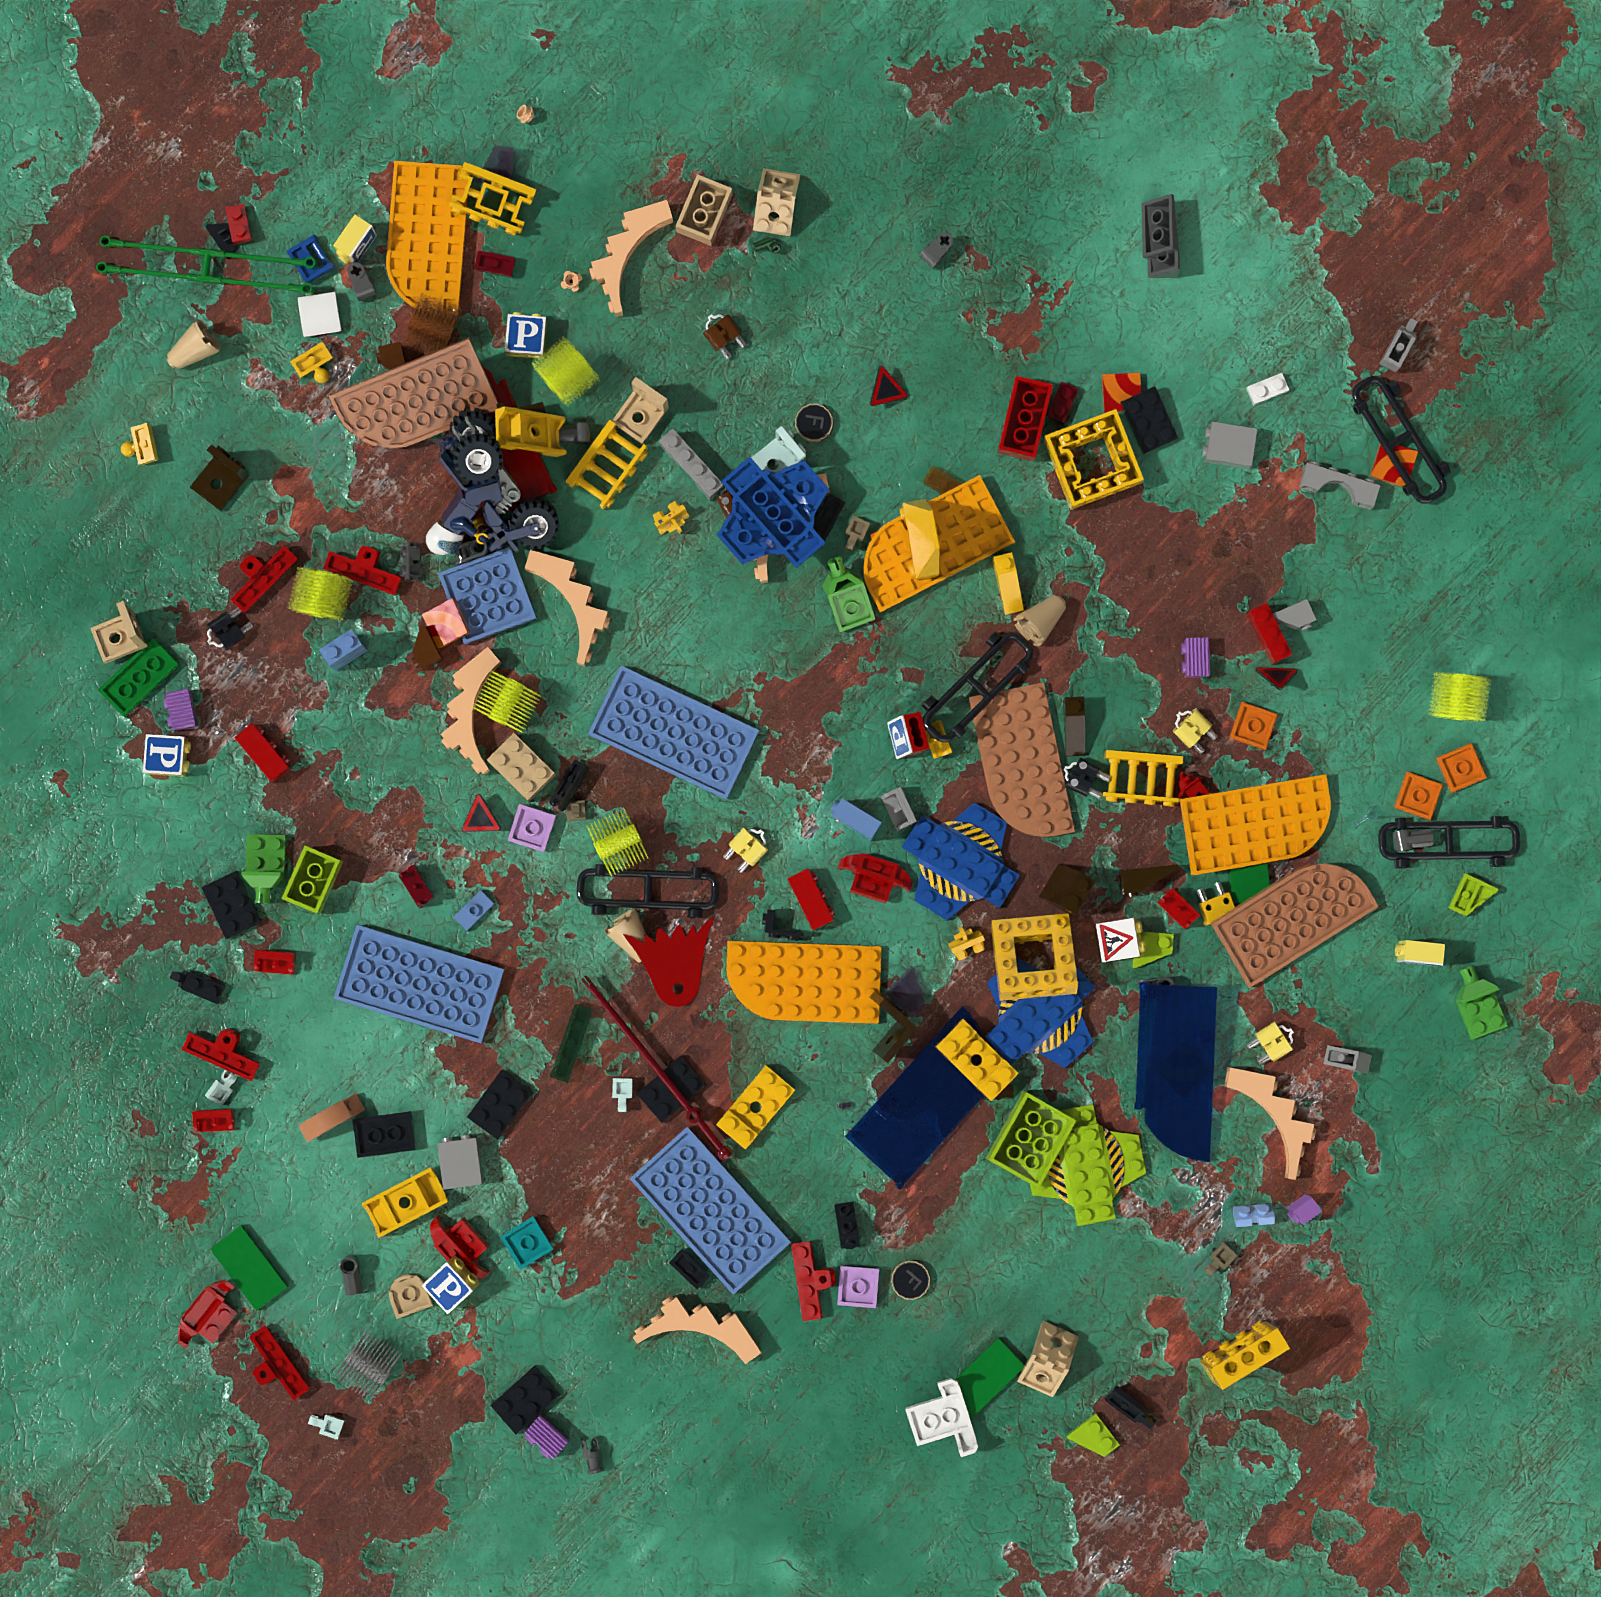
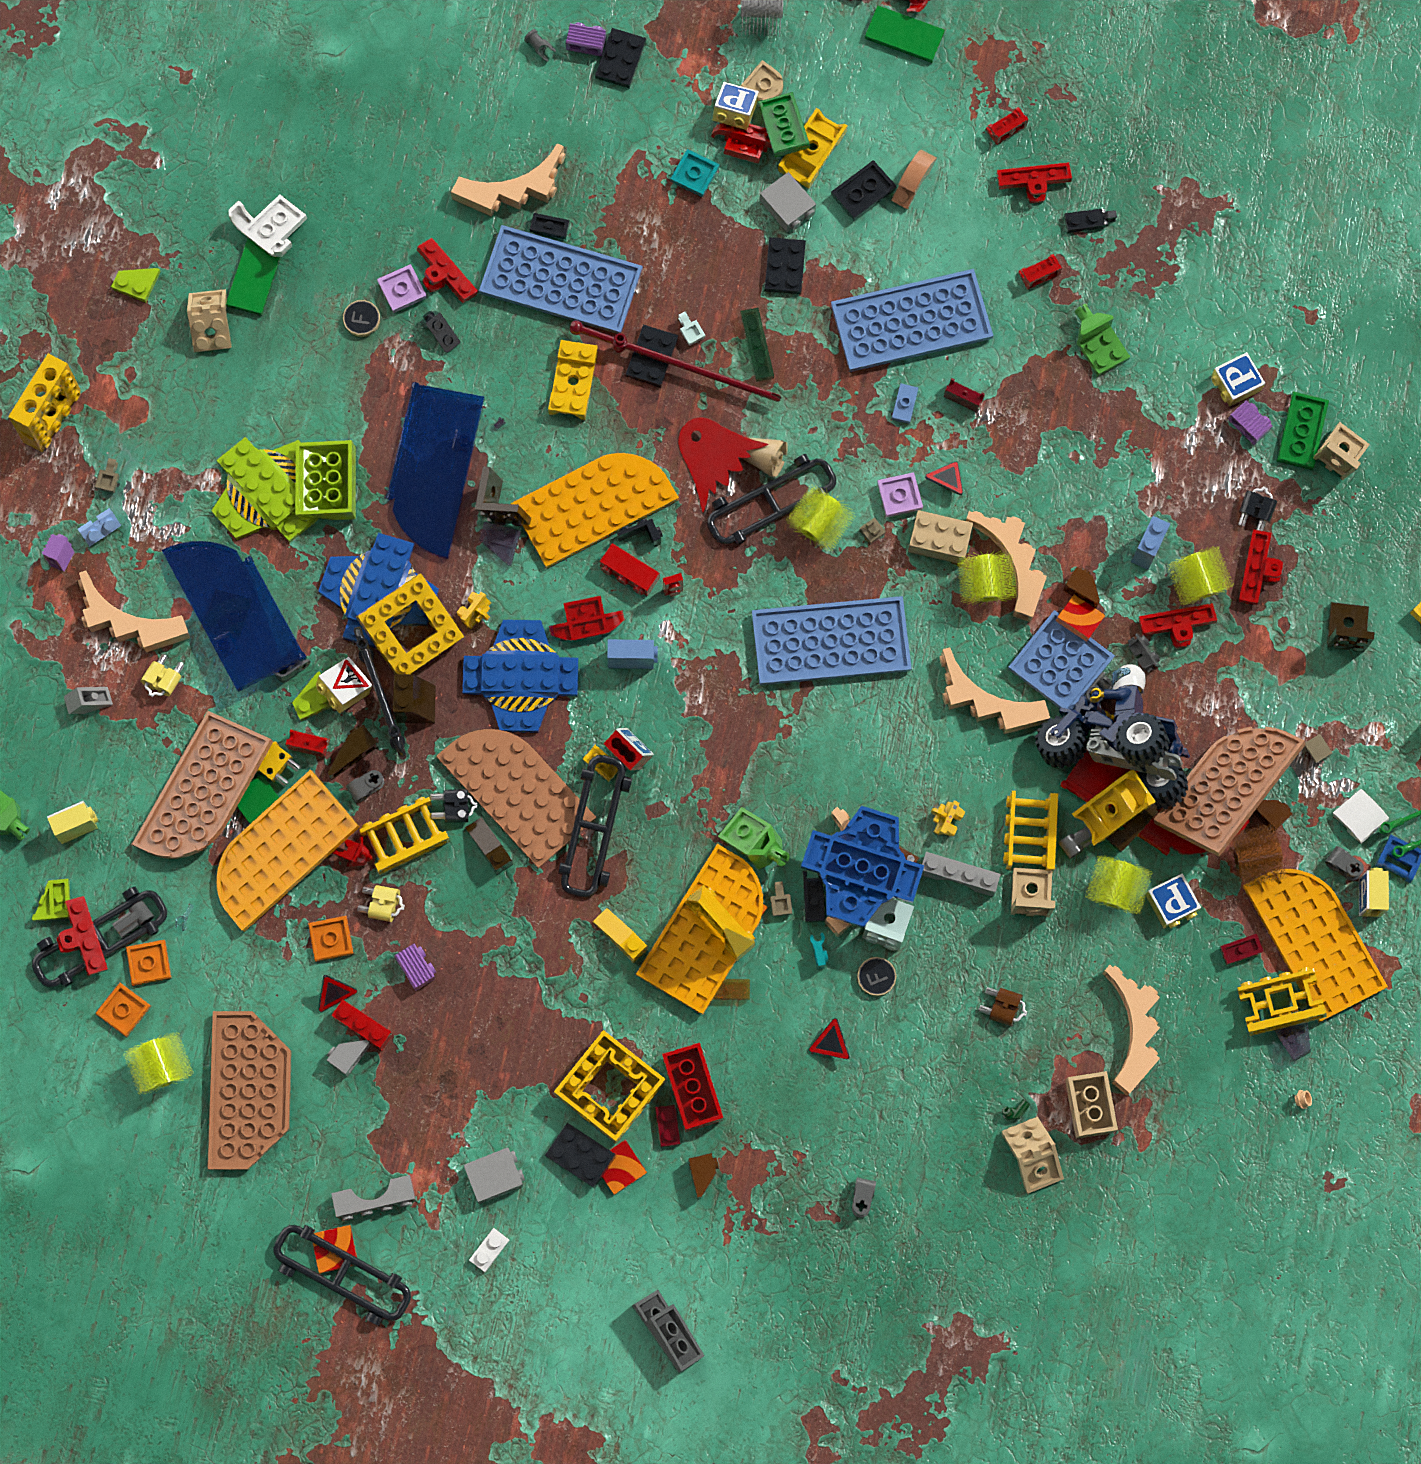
camera: 150 degrees right, 10 degrees down
(221, 1089) = (1017, 149): light aqua plate -> none
(231, 905) = (1105, 295): black plate -> none
(263, 752) = (1160, 427): red brick -> none
(312, 360) = (1339, 772): yellow plate -> none
(312, 880) = (1052, 349): lime brick -> none
(319, 390) = (1317, 748): none -> dark tan panel
(352, 1277) = (819, 71): dark grey piece -> none
(418, 1239) = (784, 124): none -> green tile
(569, 785) = (890, 547): black hinge -> none
(571, 276) = (1169, 969): light nougat plate -> none
(748, 847) = (708, 582): light yellow piece -> none
(782, 859) = (673, 585): none -> red plate
(850, 465) = (820, 955): none -> teal plate
(898, 809) = (599, 688): light grey hinge -> none
(991, 1074) = (390, 513): yellow piece -> none
(1040, 619) = (572, 919): tan cone -> none
(1056, 346) = (703, 1172): none -> reddish brown slope
(1100, 865) = (366, 656): none -> black bar
(1130, 1407) = (118, 320): black hinge -> none
(1153, 840) = (364, 786): none -> dark grey piece
(1394, 637) = (246, 1090): none -> nougat plate
(1399, 346) = (389, 1359): light grey hinge -> none
(1464, 847) = (82, 937): none -> red plate

